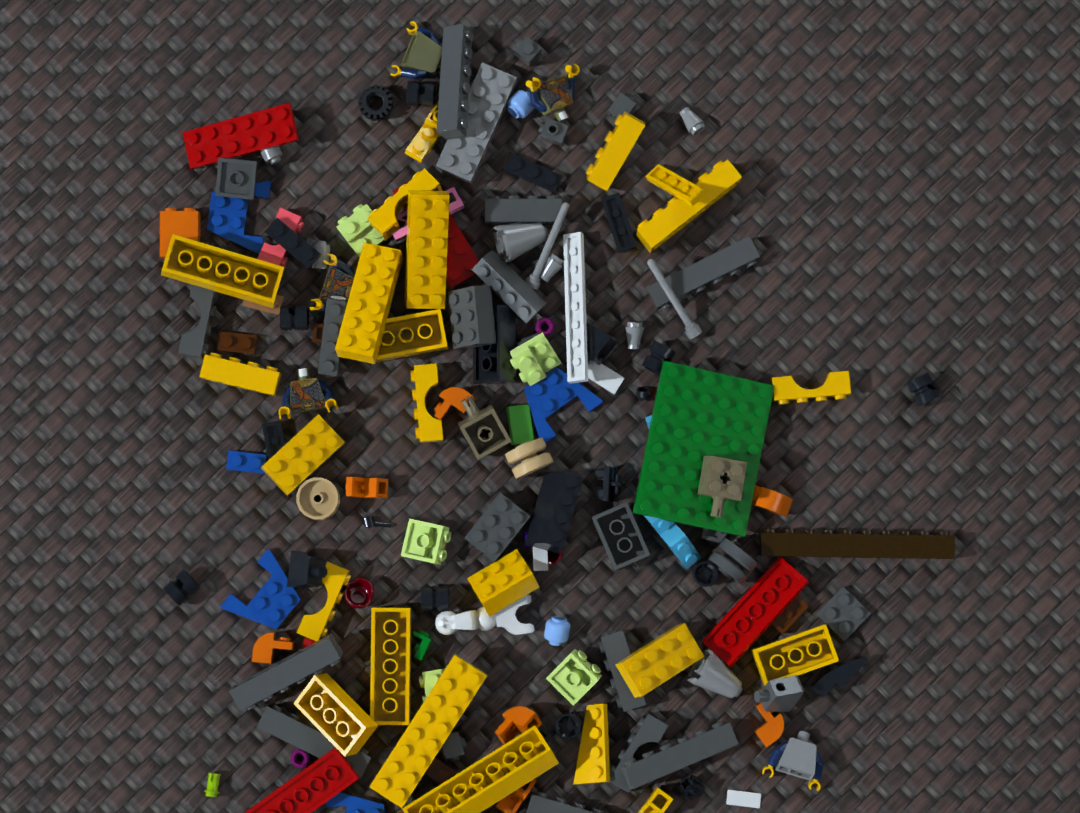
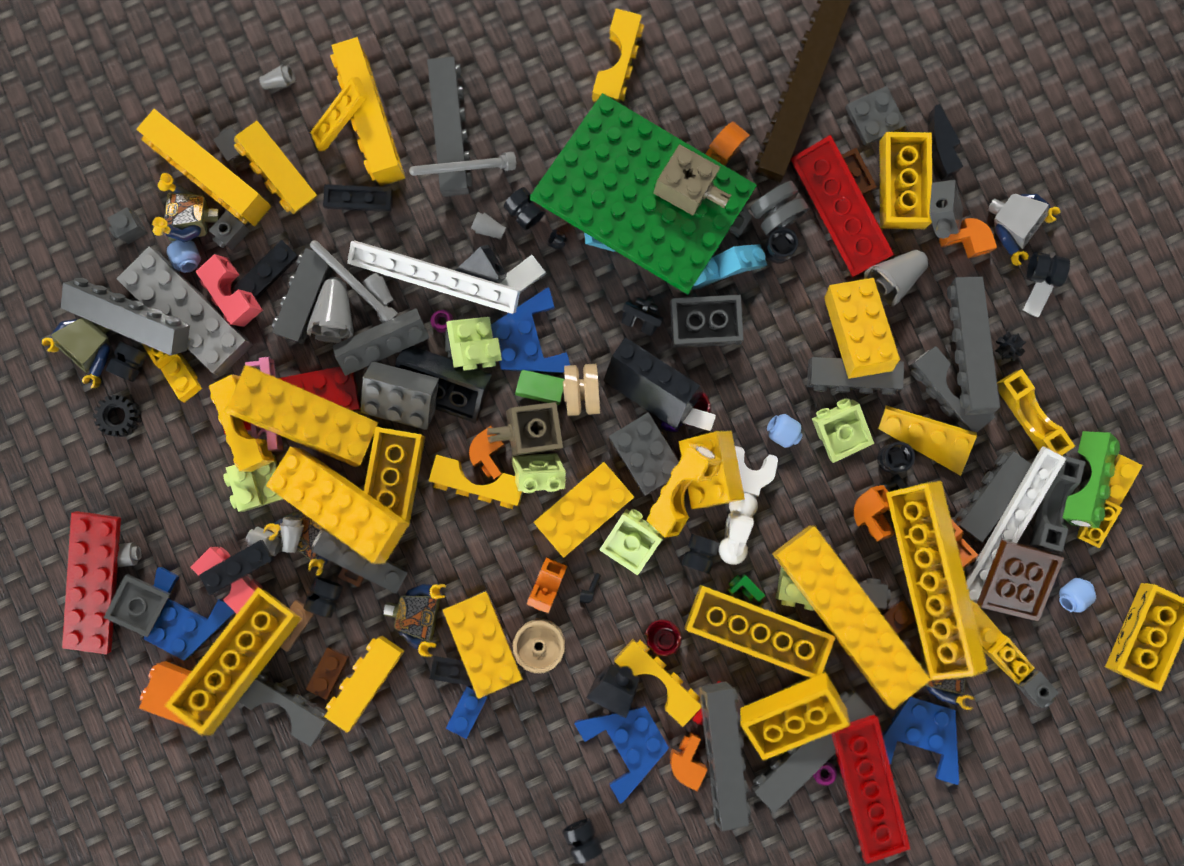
camera: 70 degrees left, 0 degrees up
(334, 275) = (291, 532): none -> light grey cone
(436, 494) = (583, 509): none -> yellow brick
(451, 448) = (538, 472): none -> yellowish green plate
(458, 561) = (669, 513): none -> yellow arch
(511, 138) = (217, 277): none -> coral arch
(595, 94) = (203, 169): none -> yellow brick
(766, 797) = (1052, 270): none -> black wheel

